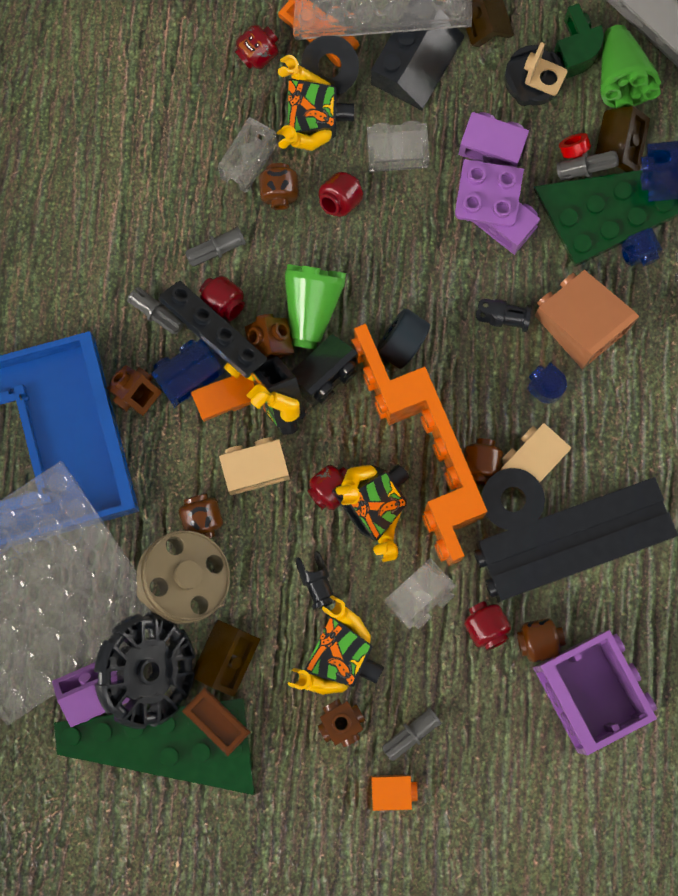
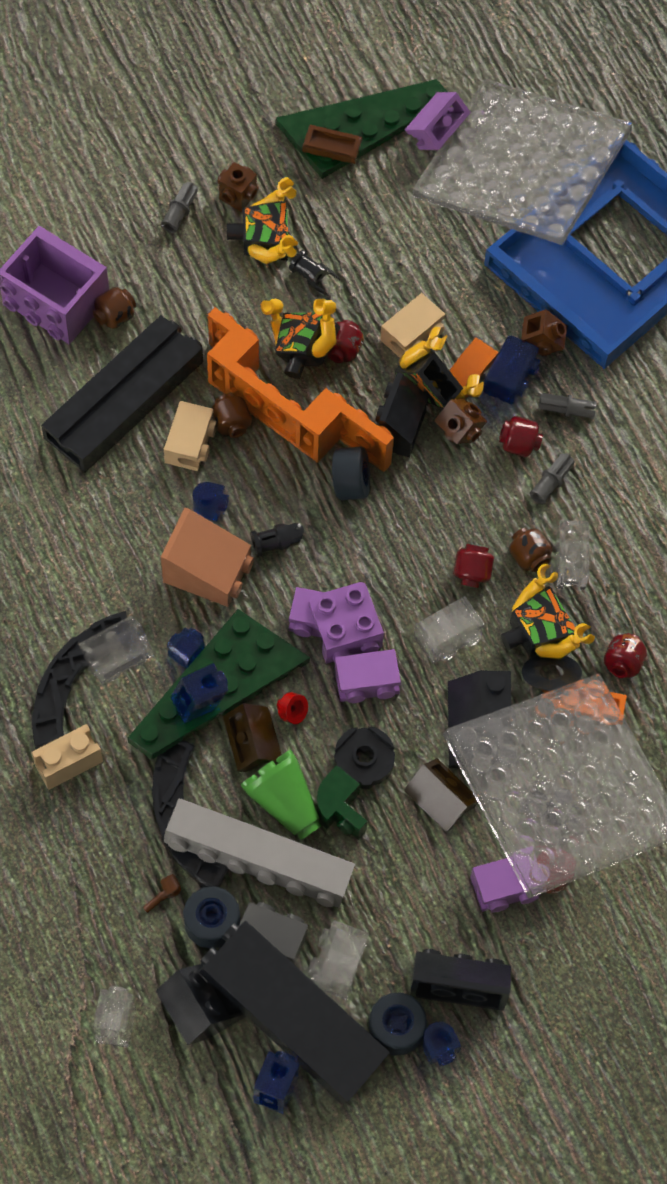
camera: 145 degrees right, 15 degrees down
(130, 663) = (391, 131): black plate -> none
(183, 577) = (417, 218): dark tan piece -> none
(201, 515) = (432, 274): reddish brown head -> none
(213, 329) = (510, 398): black bracket -> none
(225, 658) = (352, 192): dark brown panel -> none
(311, 302) = (446, 468): bright green cone -> none
(393, 792) = (173, 162): orange brick -> none
(419, 594) = (228, 292): clear brick -> none
(487, 625) = (161, 299): dark red head -> none
(534, 499) = (176, 377): black piece -> none
(536, 65) = (366, 747): tan bracket -> none
(586, 165) = (272, 691): dark grey axle -> none

